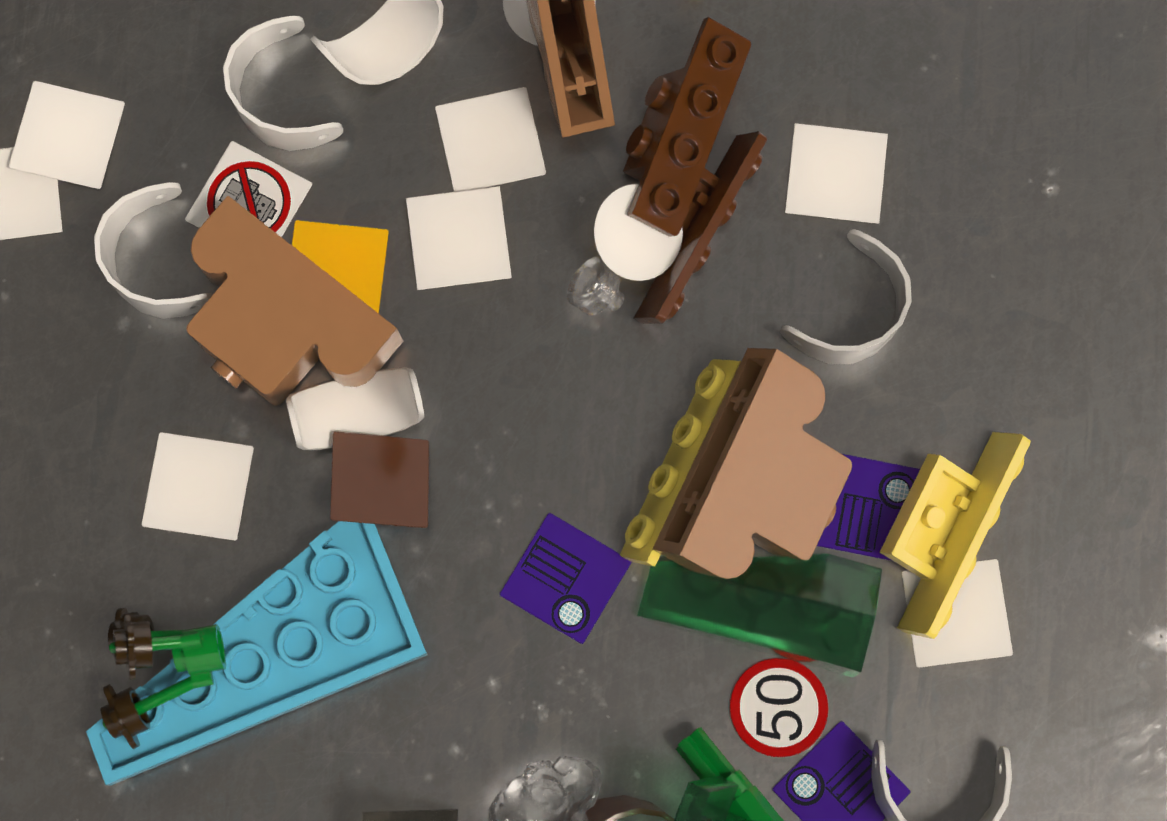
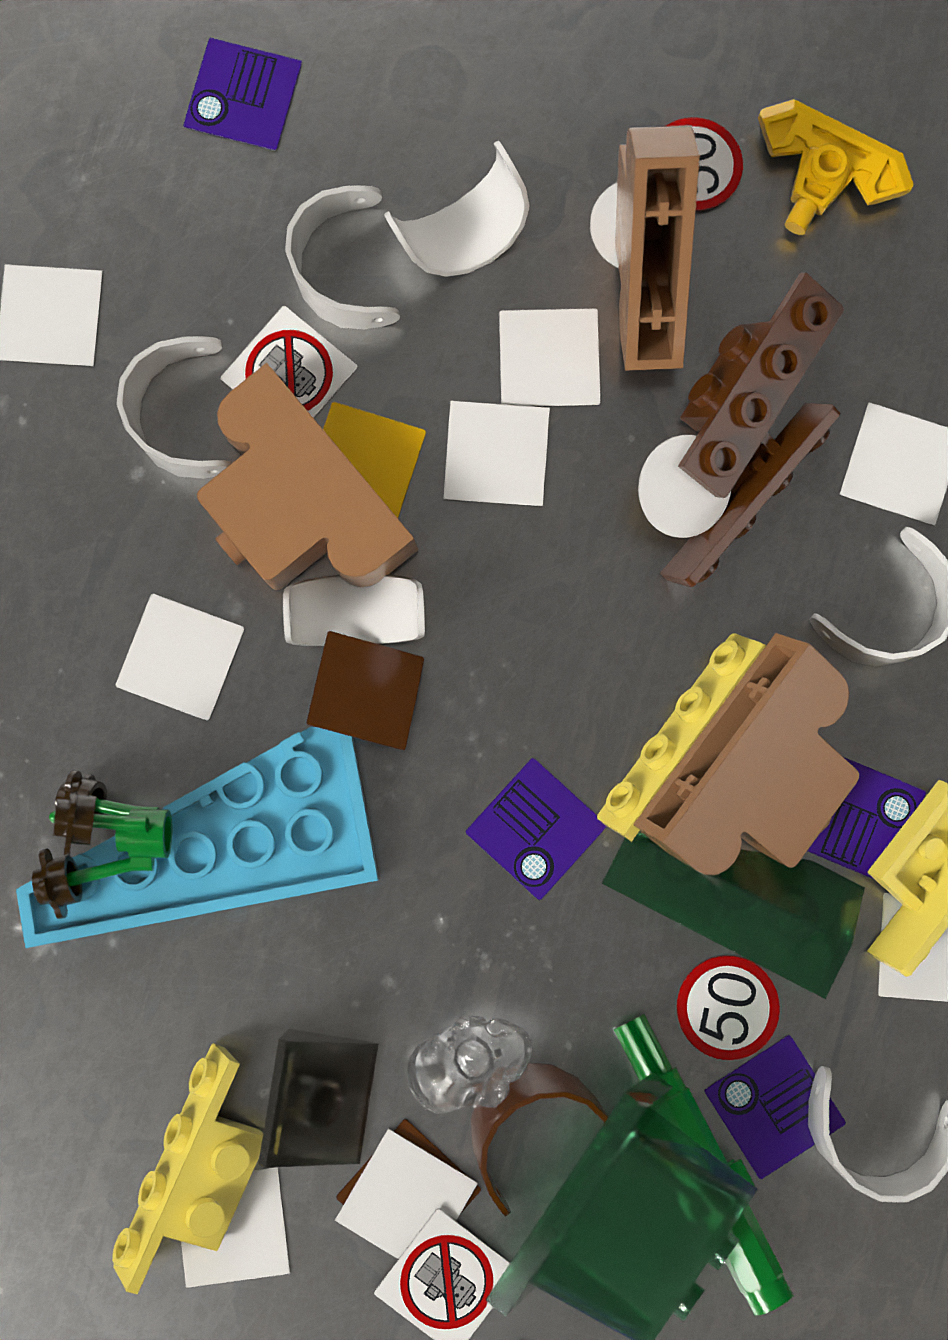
camera: 15 degrees right, 5 degrees up
(66, 135) = (116, 266): white sticker -> none
(595, 288) = (627, 535): clear tile -> none

